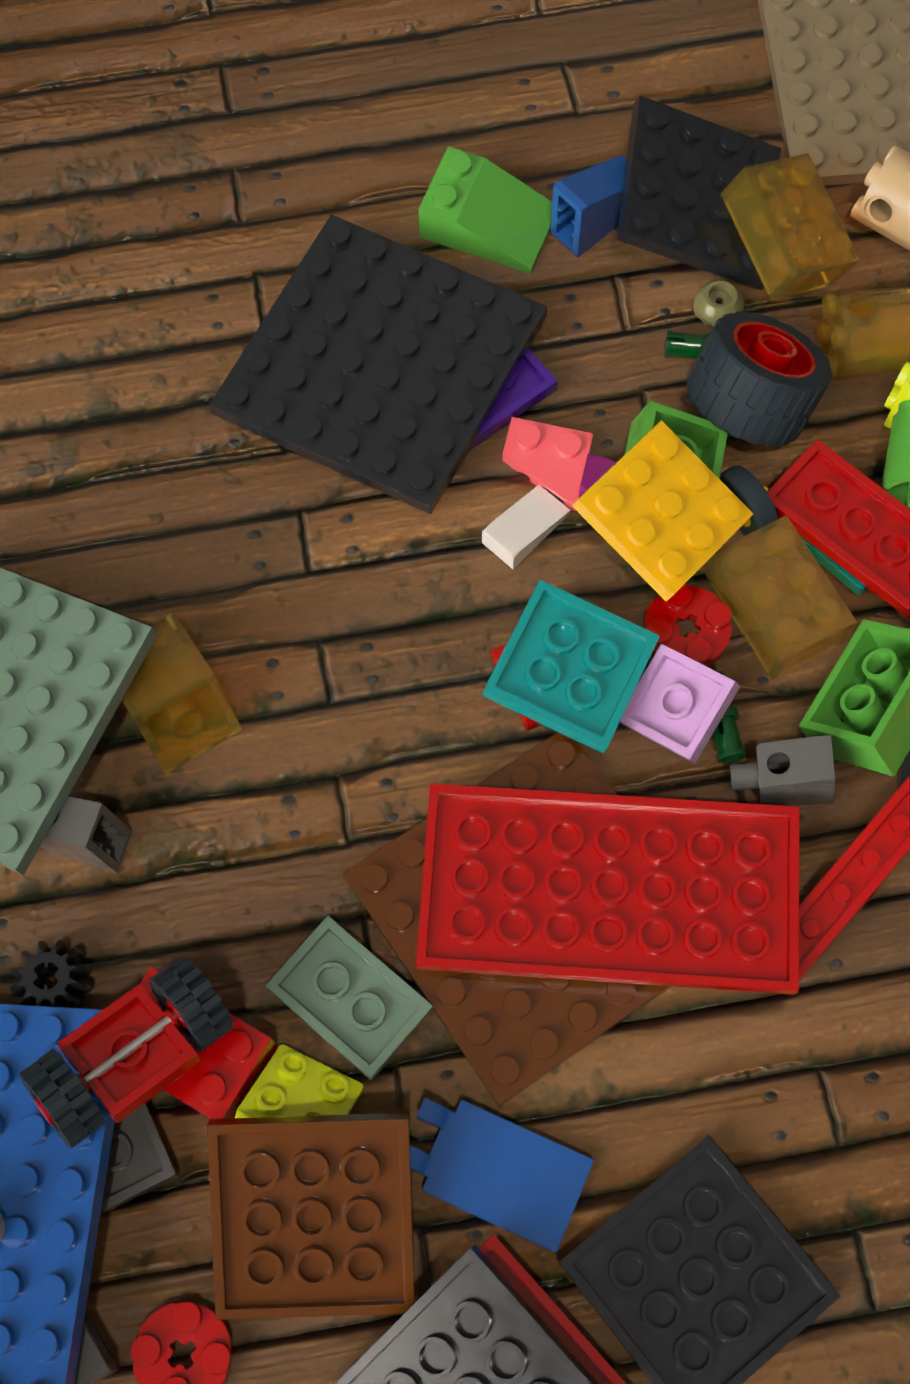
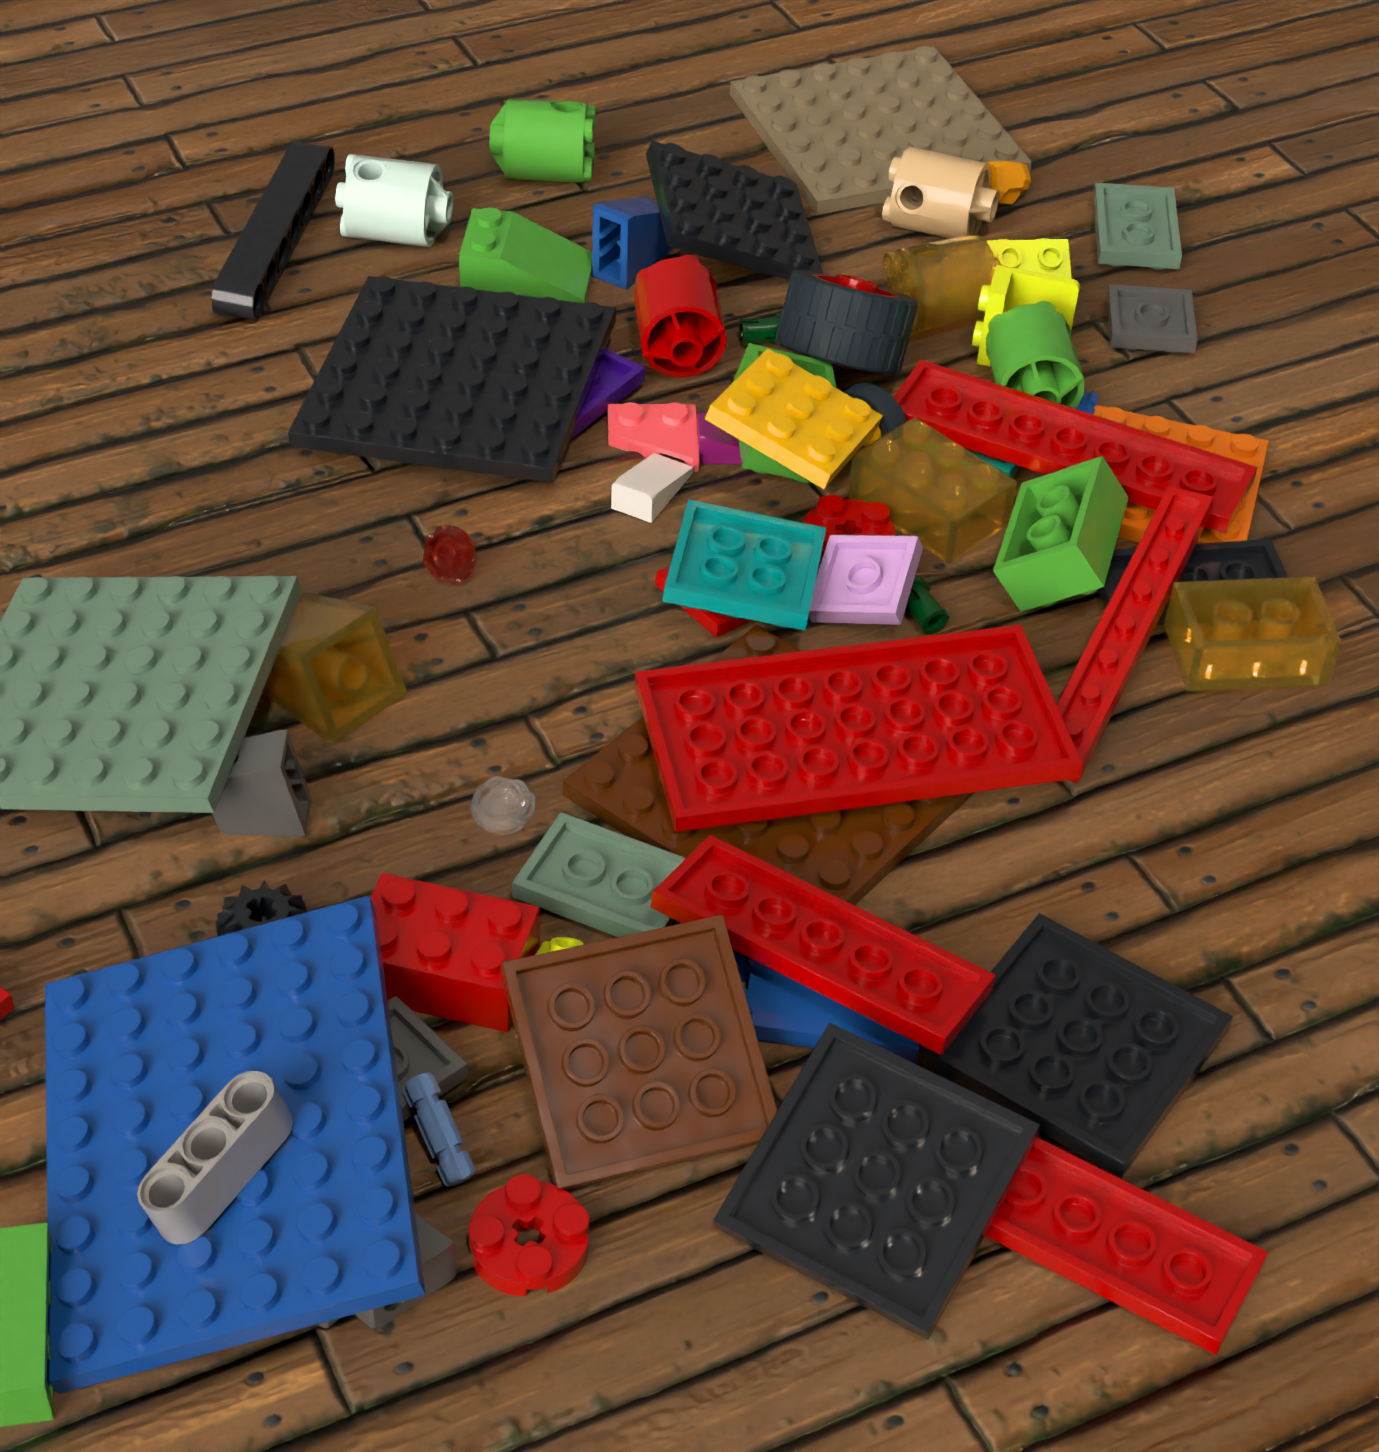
camera: 20 degrees left, 25 degrees down
(127, 1052) = (392, 906): plate -> none
(135, 1236) = (438, 1129): none -> medium blue axle
(266, 124) = (273, 231): none -> black beam
(277, 876) = (502, 805): none -> clear plate
(317, 582) = (438, 551): none -> clear red plate
(379, 116) = (393, 200): none -> light aqua cylinder
(502, 1138) = (827, 943): none -> red plate
(546, 56) = (544, 140): none -> bright green cylinder
(605, 327) = (679, 317): none -> red cylinder
(717, 290) = (772, 294): olive plate -> none
(789, 226) = (829, 219): clear yellow brick -> none
(805, 771) = (1002, 597): dark grey torso -> none

